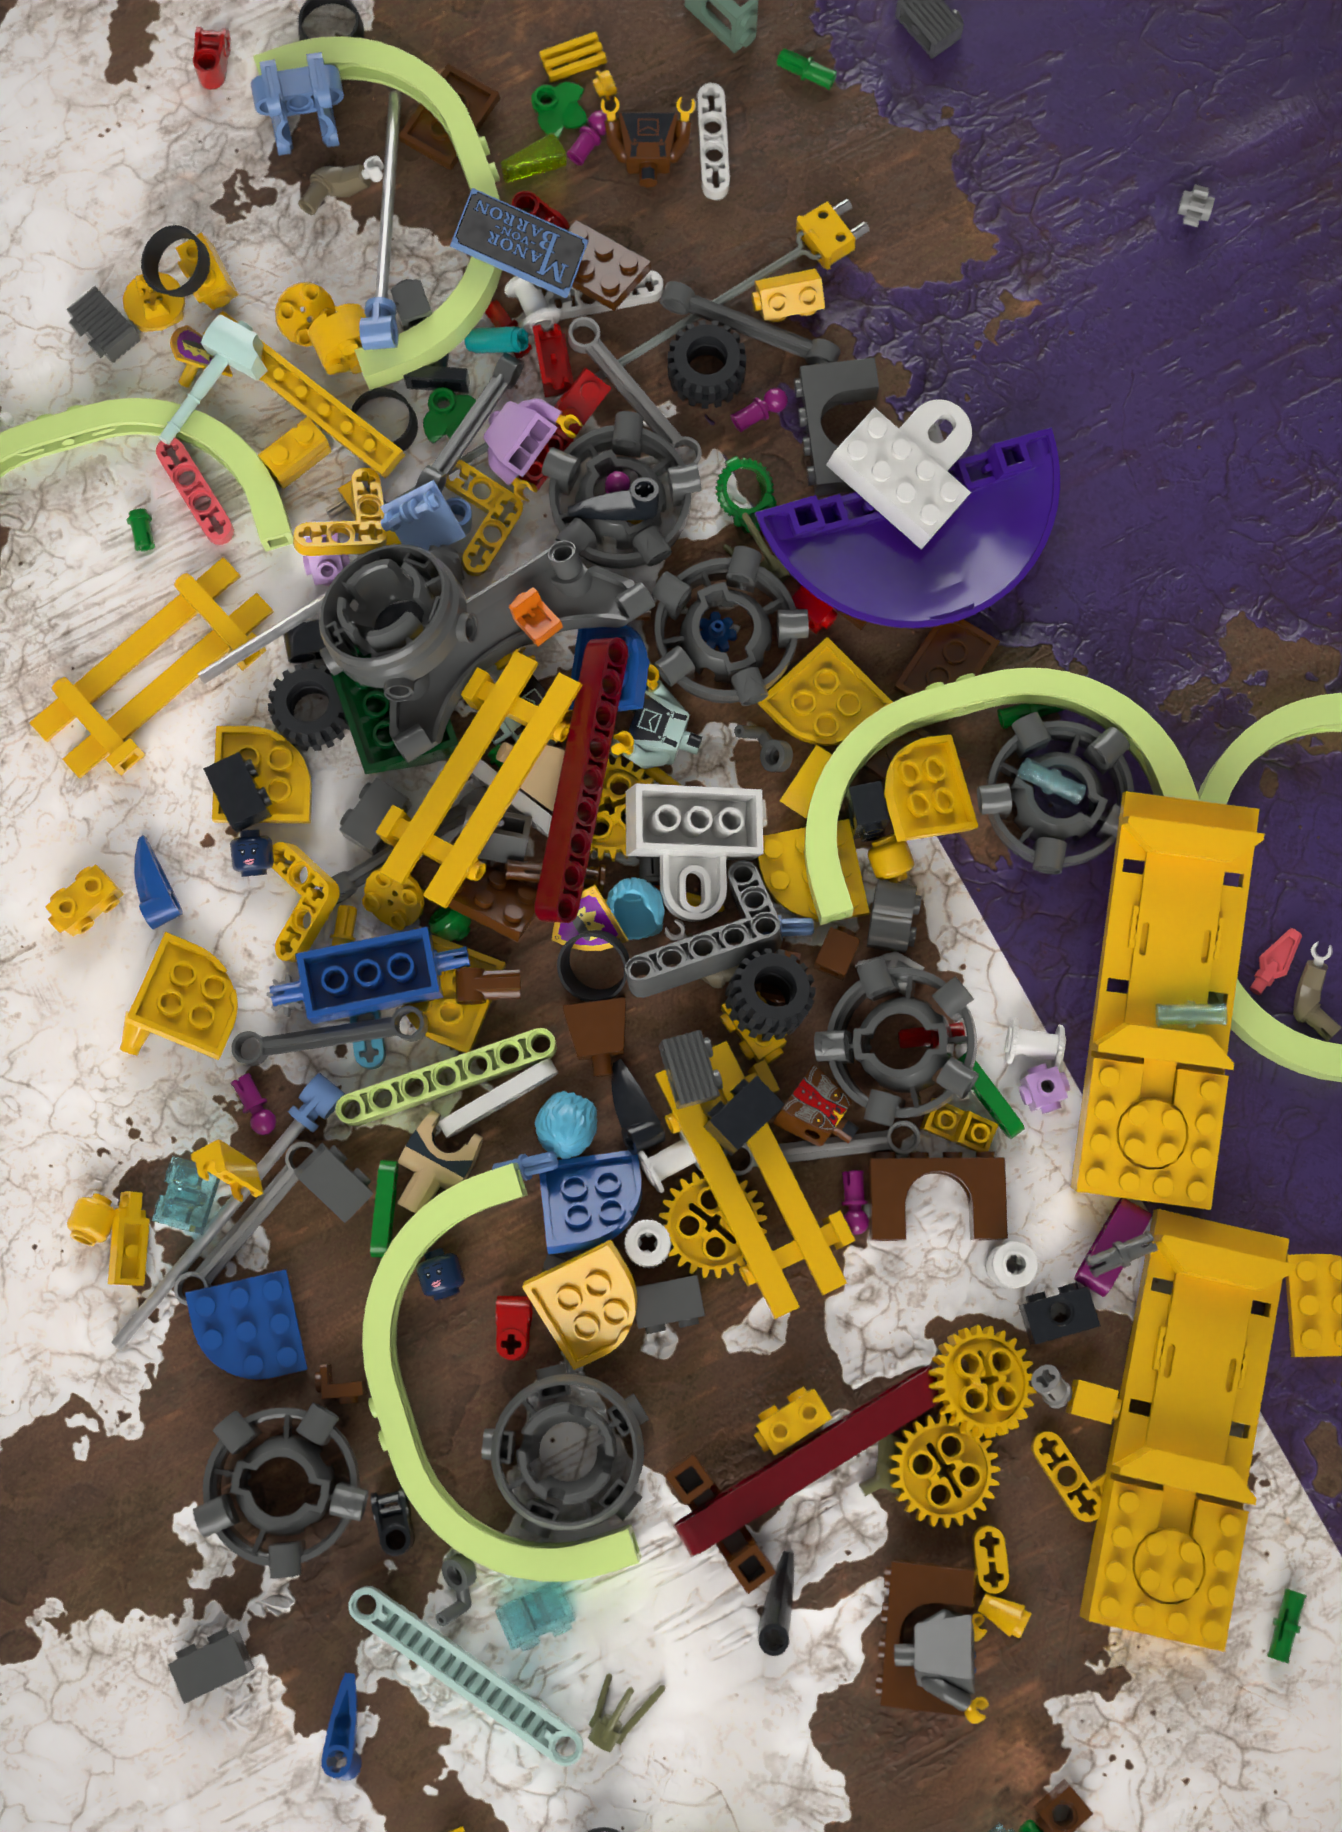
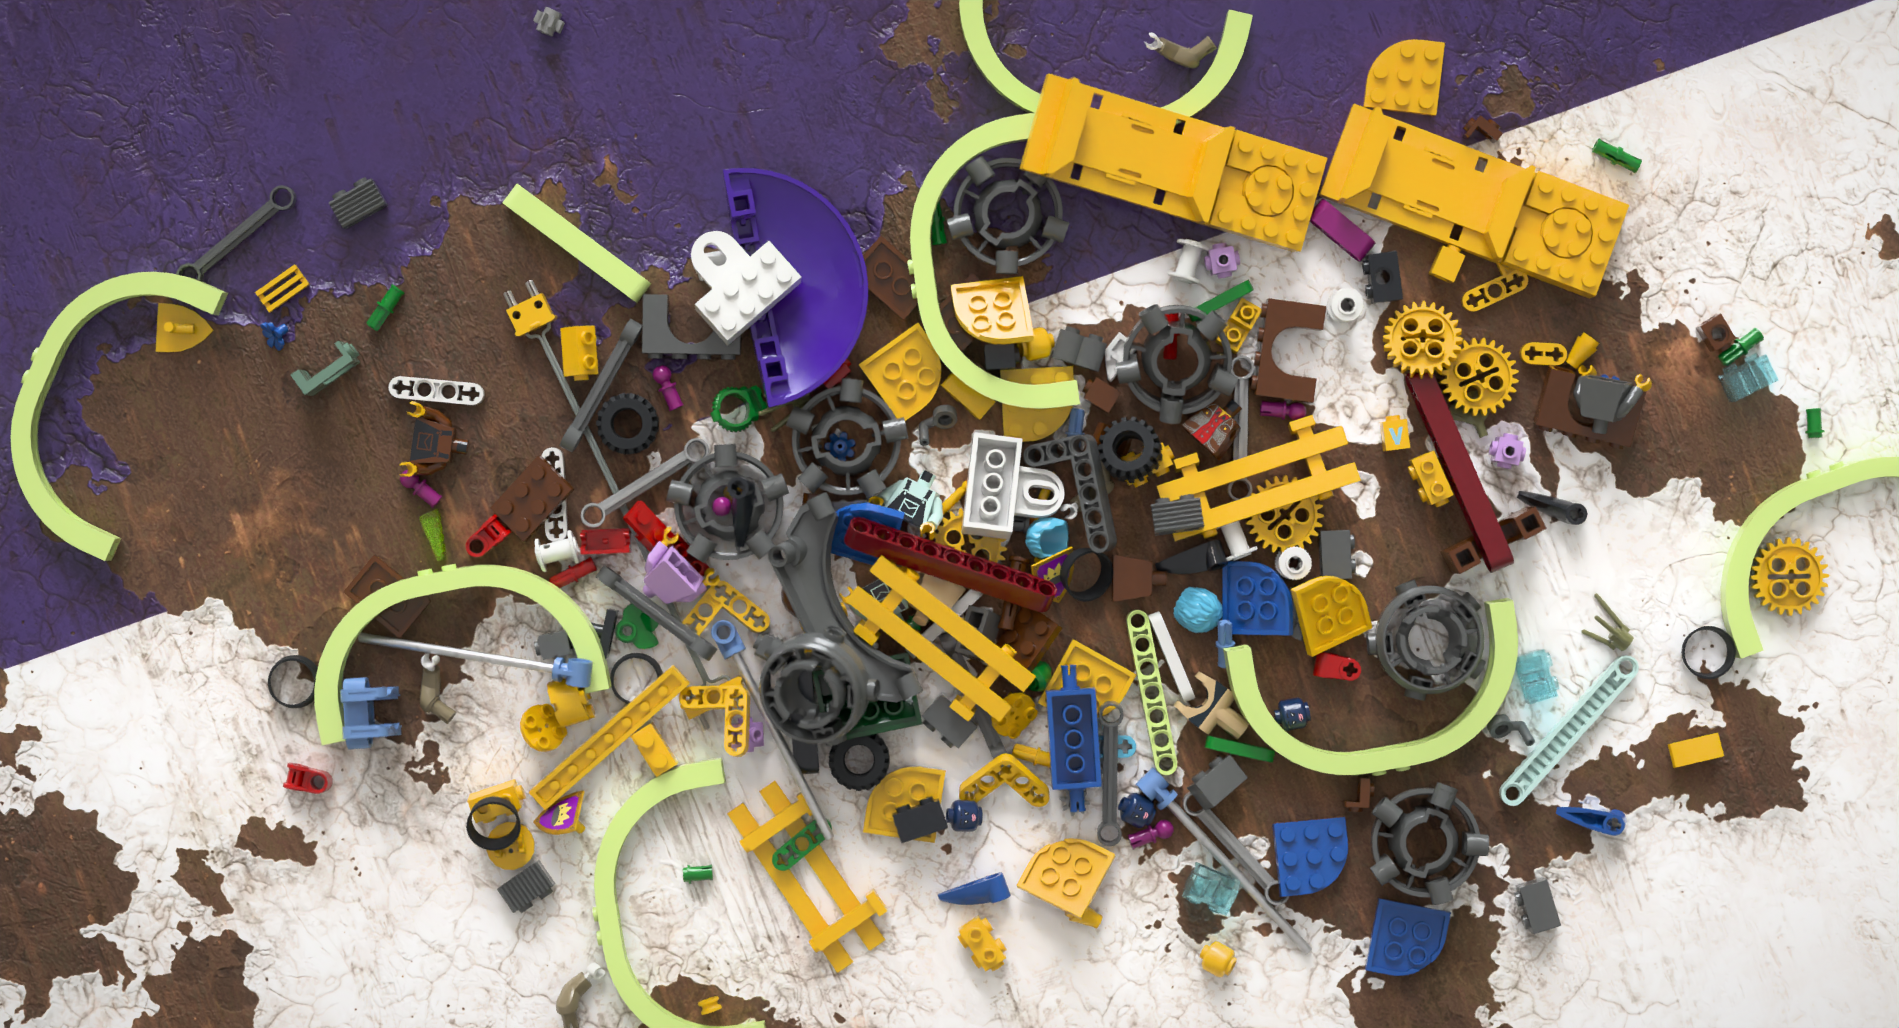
camera: 85 degrees left, 10 degrees up
(129, 1242) = (1237, 934): yellow hinge -> none
(147, 1480) = (1405, 937): none -> blue plate
(192, 492) = (672, 832): coral beam -> none
(193, 665) = (792, 860): none -> green beam
(228, 1166) = (1199, 853): yellow hinge -> none
(229, 345) = (565, 787): light aqua piece -> none
(284, 1080) = (1136, 810): none -> dark blue head
(393, 1518) = (1456, 768): black piece -> none
(422, 518) = (732, 658): light blue hinge -> none
(477, 985) = (1090, 659): reddish brown piece -> none
(497, 340) = (585, 582): teal piece -> none
(519, 243) = (517, 555): tile -> none
(534, 617) = (823, 582): orange bracket -> none
(563, 110) = (393, 506): green plate -> none
(571, 52) = (342, 471): yellow tile -> none
(604, 84) = (376, 470): yellow plate -> none
(743, 1115) = (1214, 482): black brick -> none
(837, 1516) = (1498, 453): none -> lavender brick
(846, 1361) = (1394, 433): none -> yellow brick
(924, 276) = (576, 243): none -> yellowish green beam
(1047, 1386) = (1432, 292): light grey bush -> none
(1051, 781) = (1001, 218): clear light blue pin -> none
(1121, 1254) = (1349, 227): dark grey pin -> none
(1191, 1014) = (1190, 149): clear light blue pin -> none
(1276, 961) = (1150, 72): coral piece -> none
(1290, 1432) = (1488, 128): none -> reddish brown bracket

